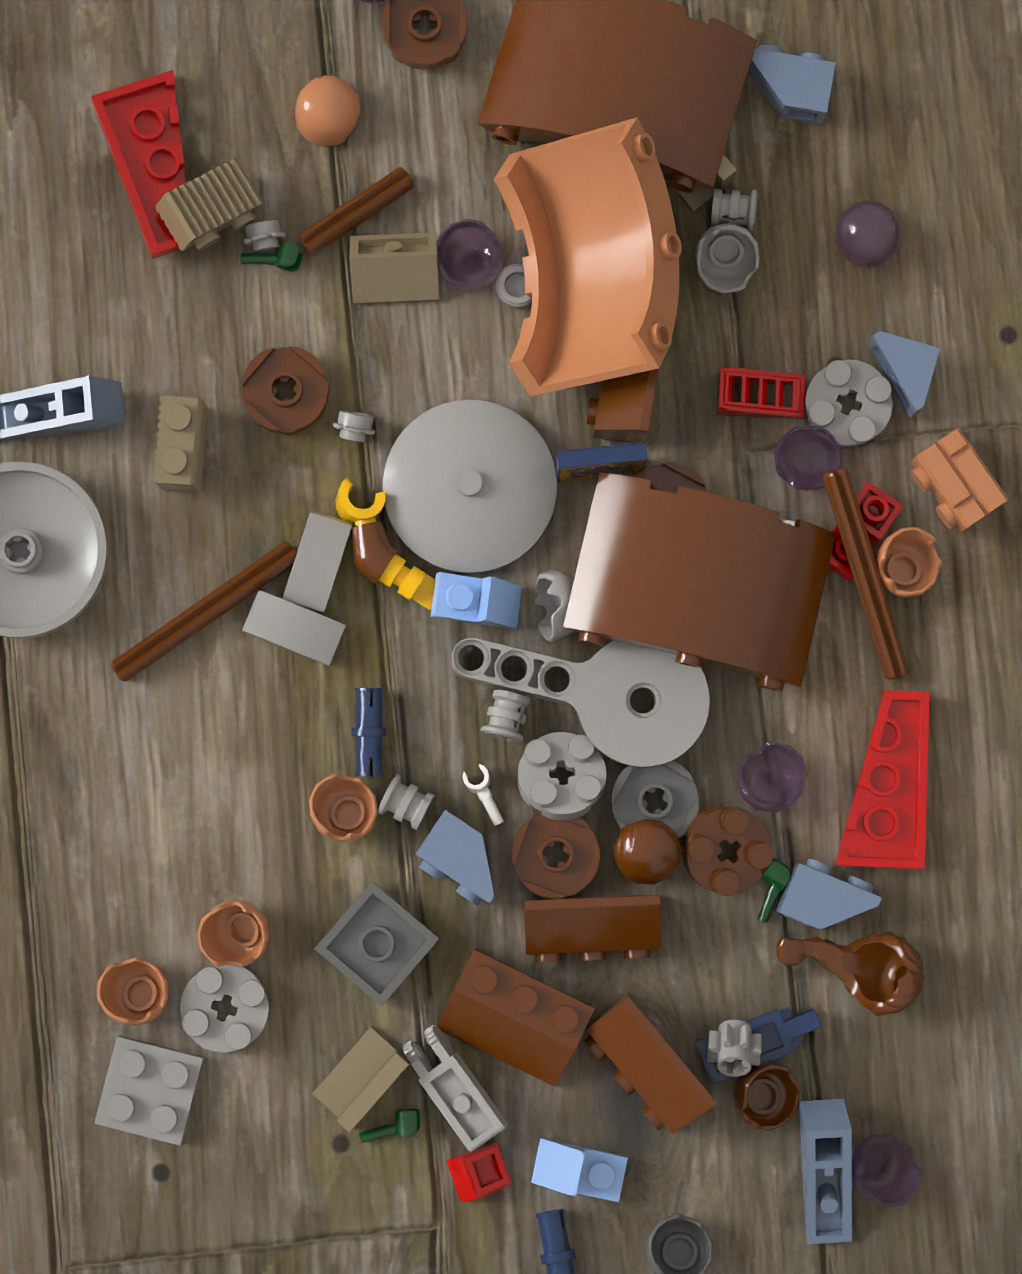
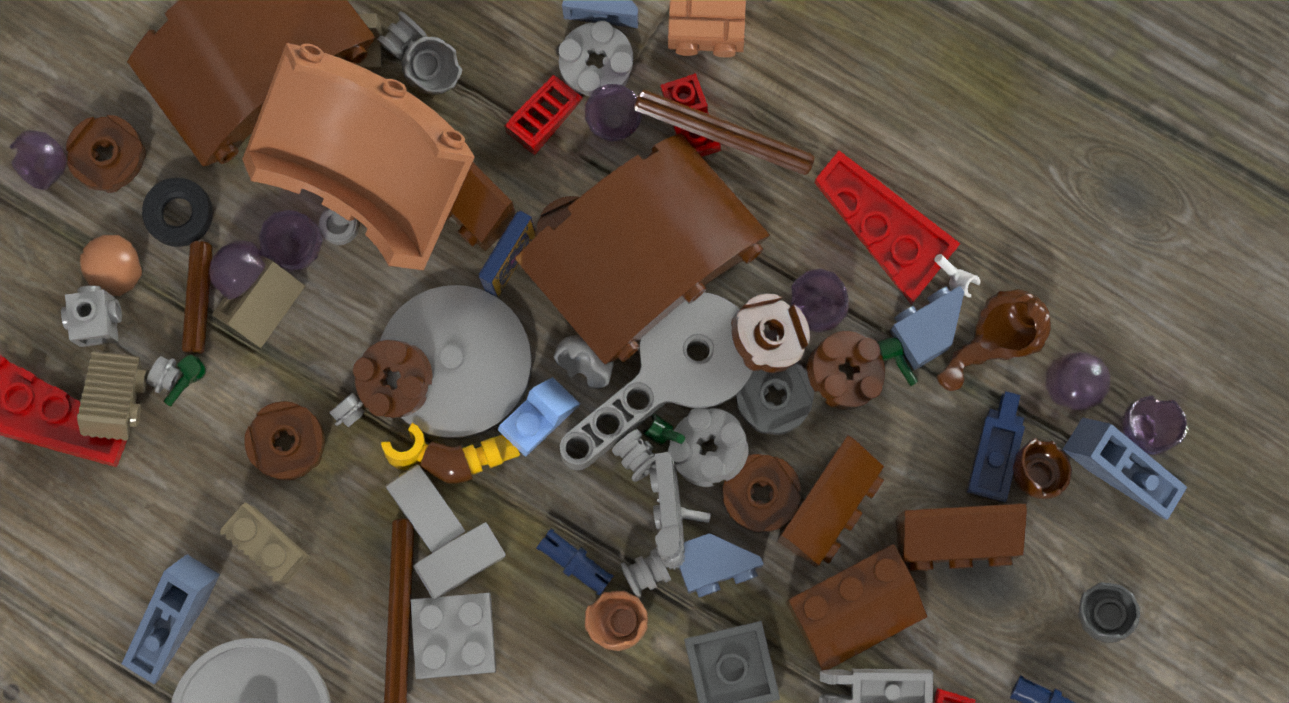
camera: 50 degrees left, 5 degrees down
(224, 672) = (453, 636): none -> light grey plate
(267, 131) = (91, 316): none -> light grey brick
(402, 422) = (373, 369): none -> reddish brown plate
(406, 226) = (235, 268): none -> clear purple hair
(415, 106) = (173, 189): none -> black tyre
(472, 784) = (668, 514): none -> light grey hinge
(545, 722) = (661, 431): none -> dark green hand
(579, 1170) = (1000, 643): light blue slope -> none
(647, 851) = (807, 425): reddish brown hair -> none
(681, 756) = (755, 347): none -> plate
(734, 1048) = (993, 465): light grey gear -> none
(877, 1070) = (1078, 381): none -> clear purple hair
(891, 890) = (957, 276): none -> white hand
(908, 562) = (737, 98): nougat hair -> none

